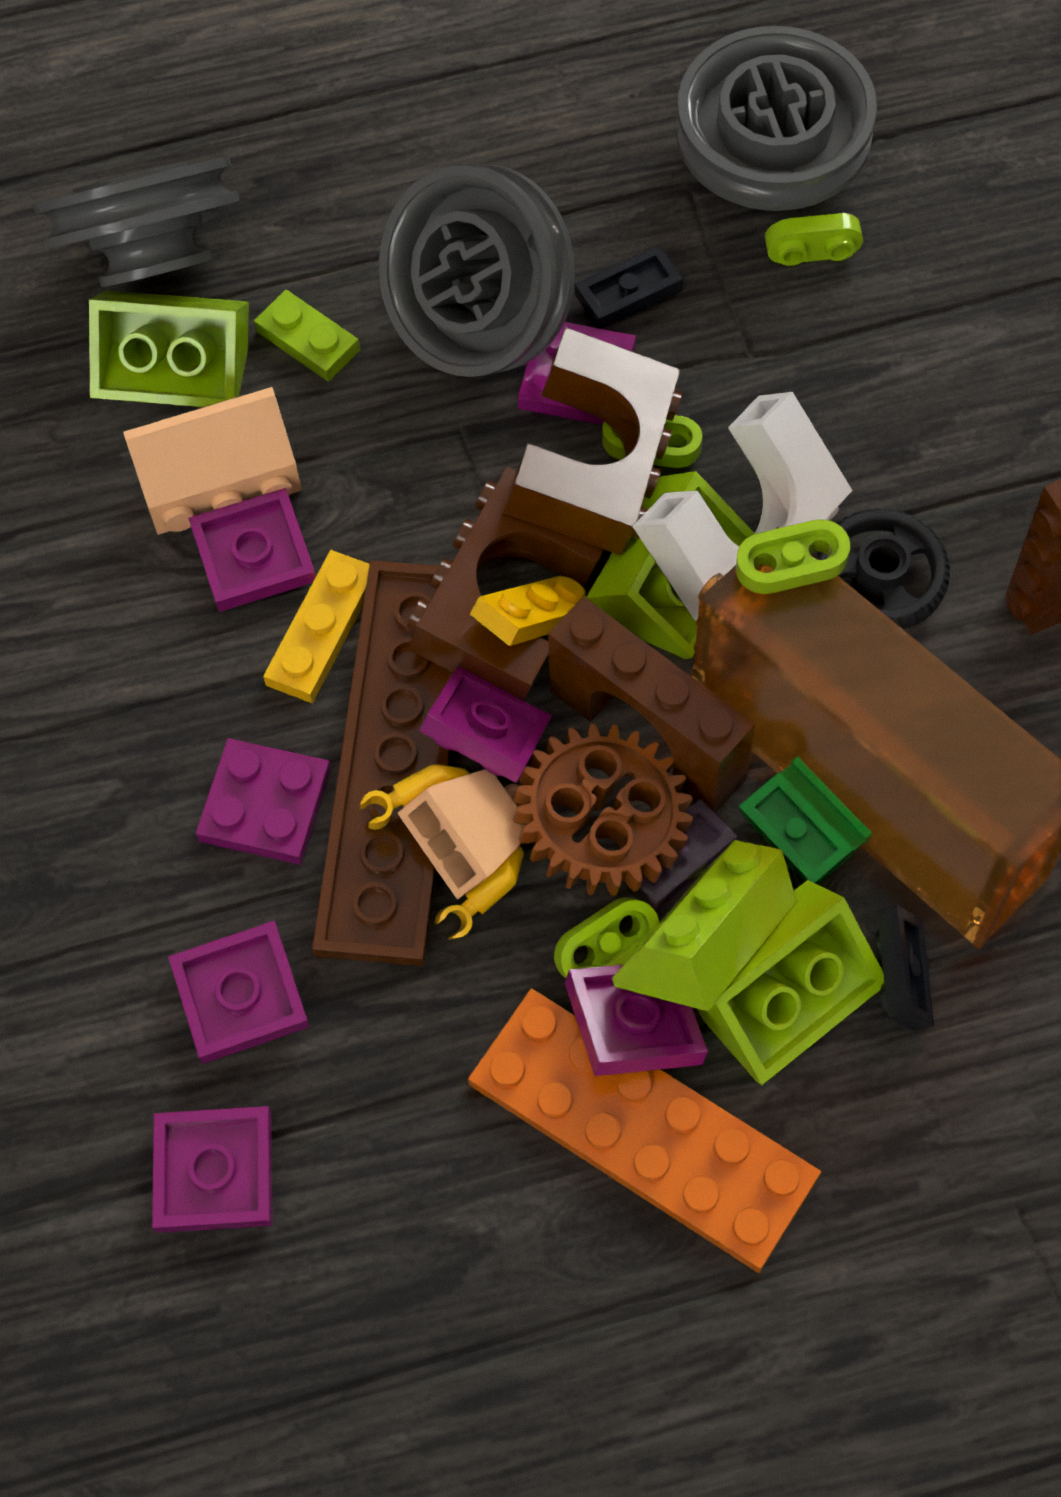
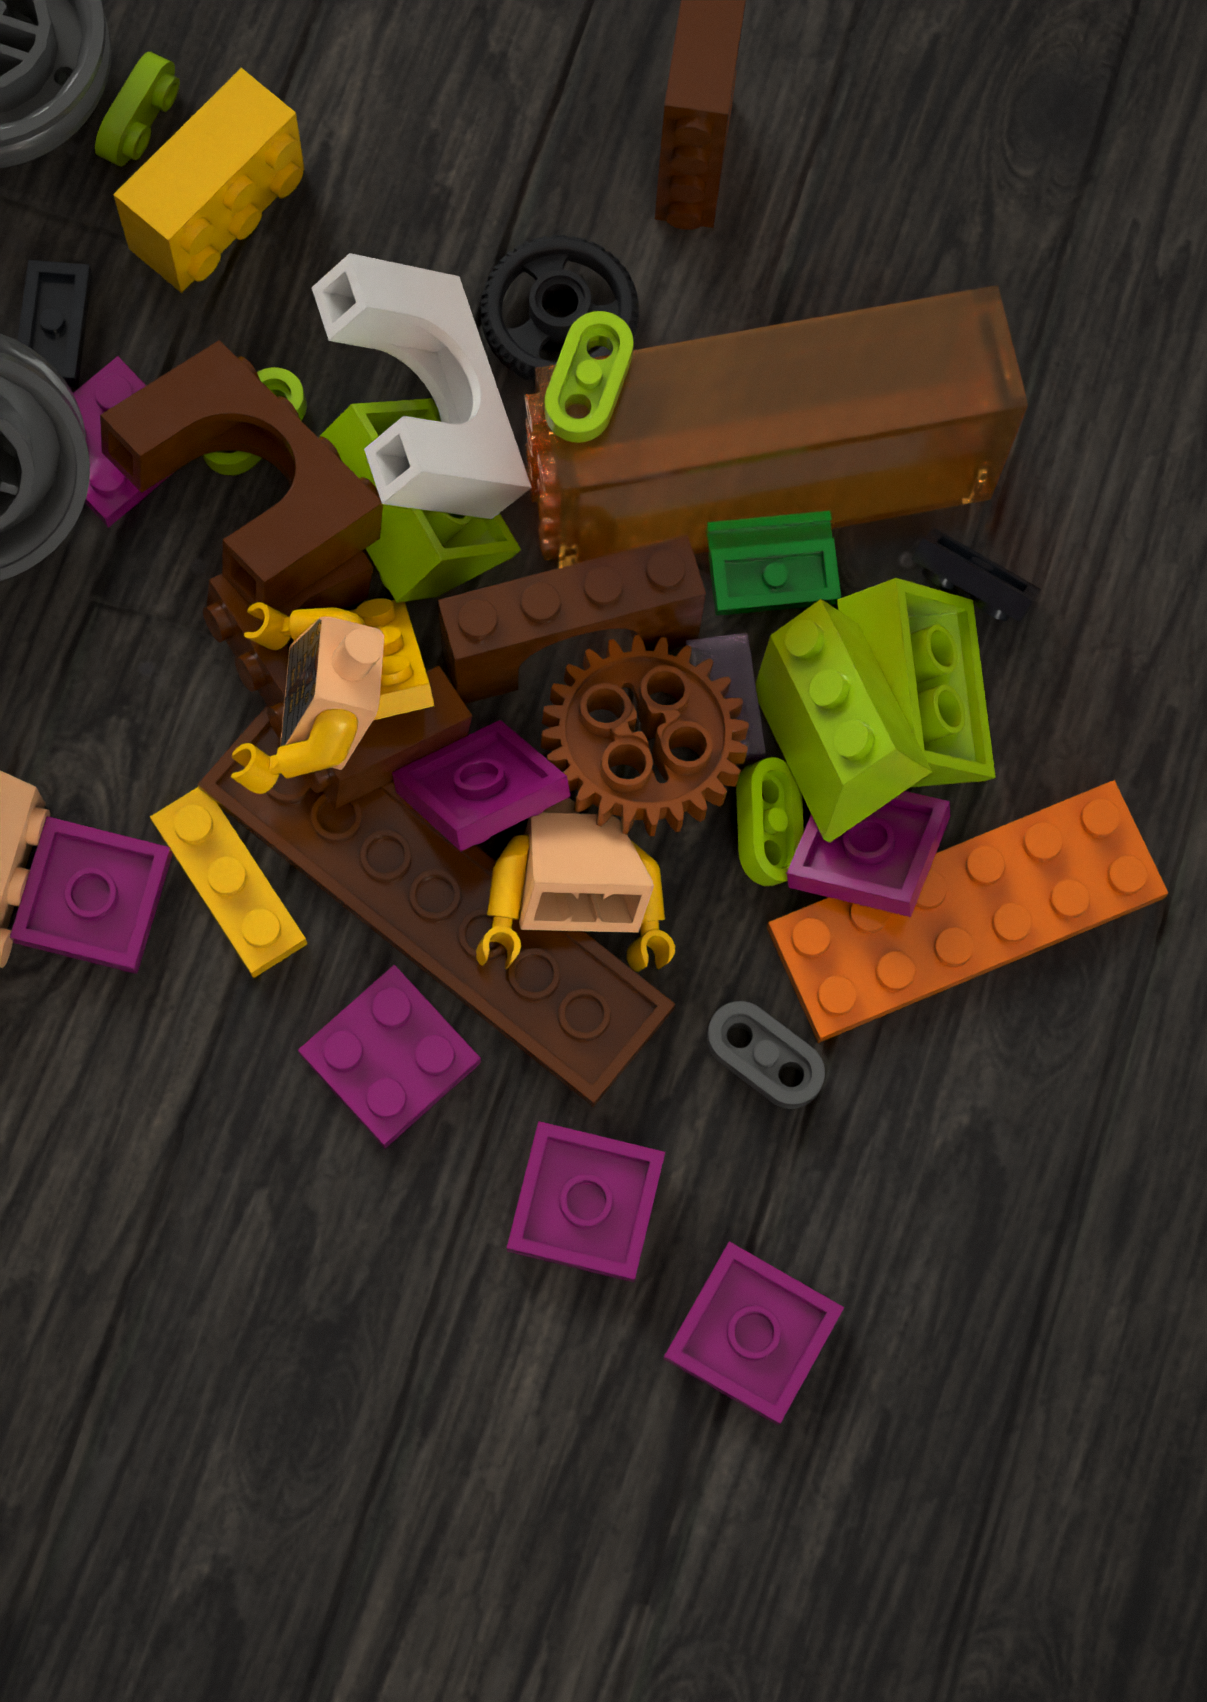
camera: 65 degrees left, 10 degrees up
(429, 1050) = (769, 1051): none -> dark grey plate
(460, 569) = (328, 692): none -> torso
(794, 302) = (211, 181): none -> yellow brick

